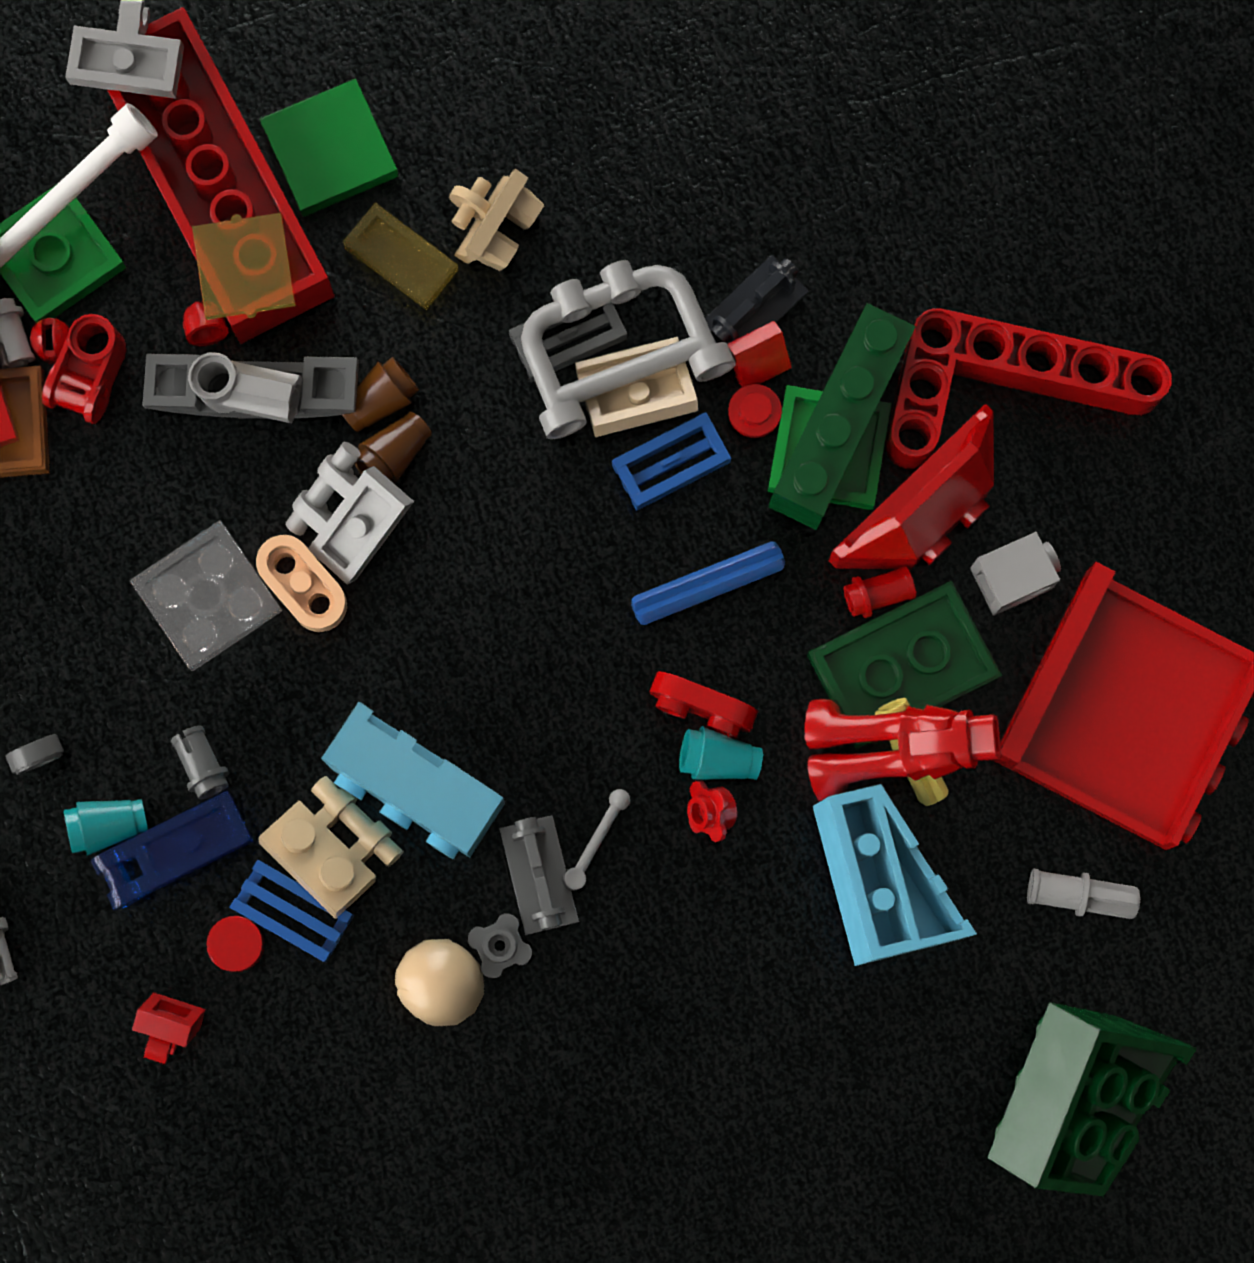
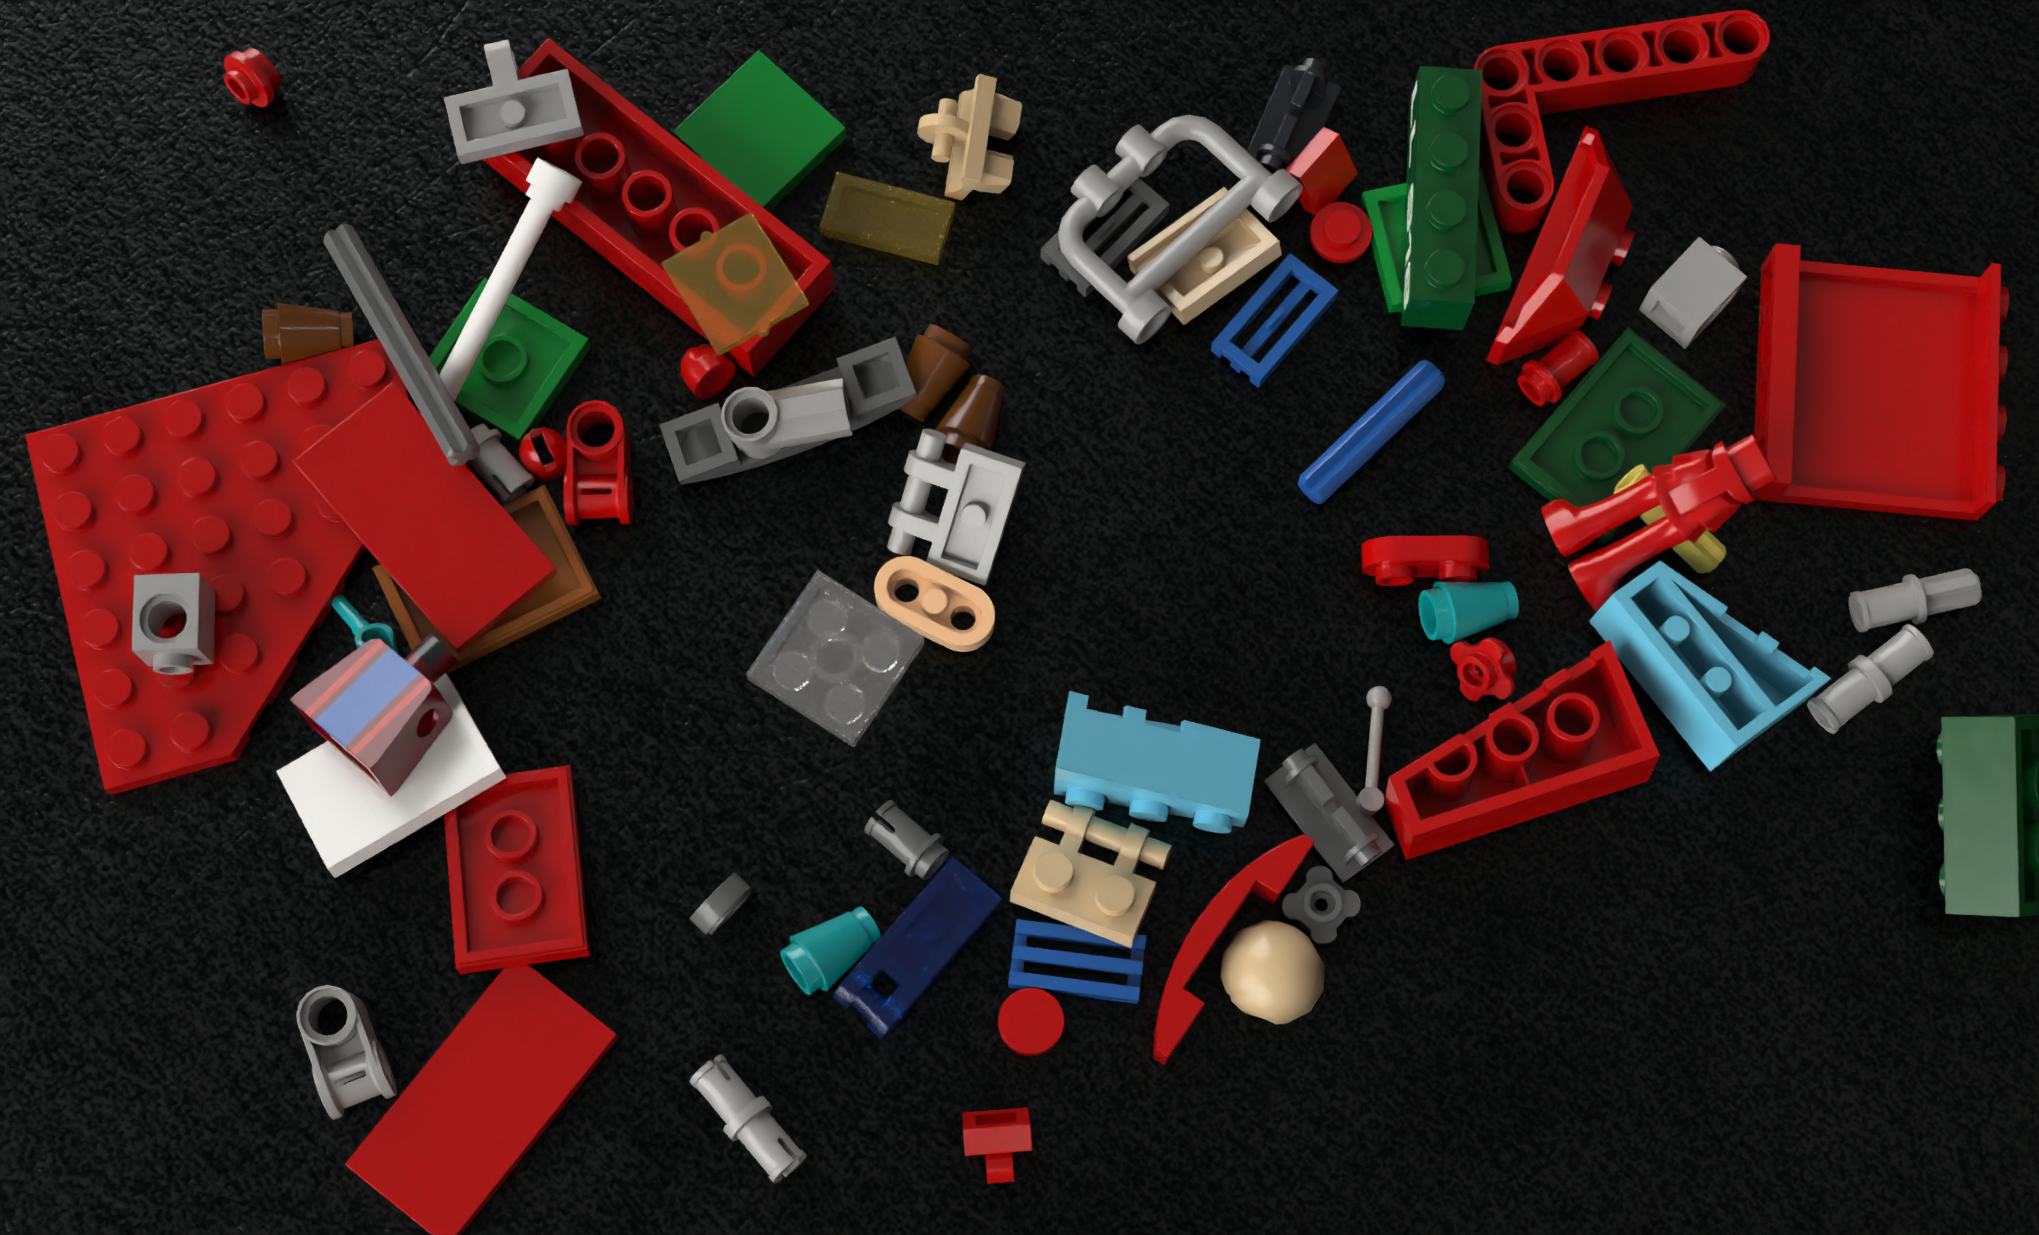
camera: 20 degrees left, 5 degrees down
(349, 981) = (1266, 878): none -> red slope
(716, 898) = (1528, 759): none -> red wedge
(1016, 944) = (1870, 678): none -> light grey pin

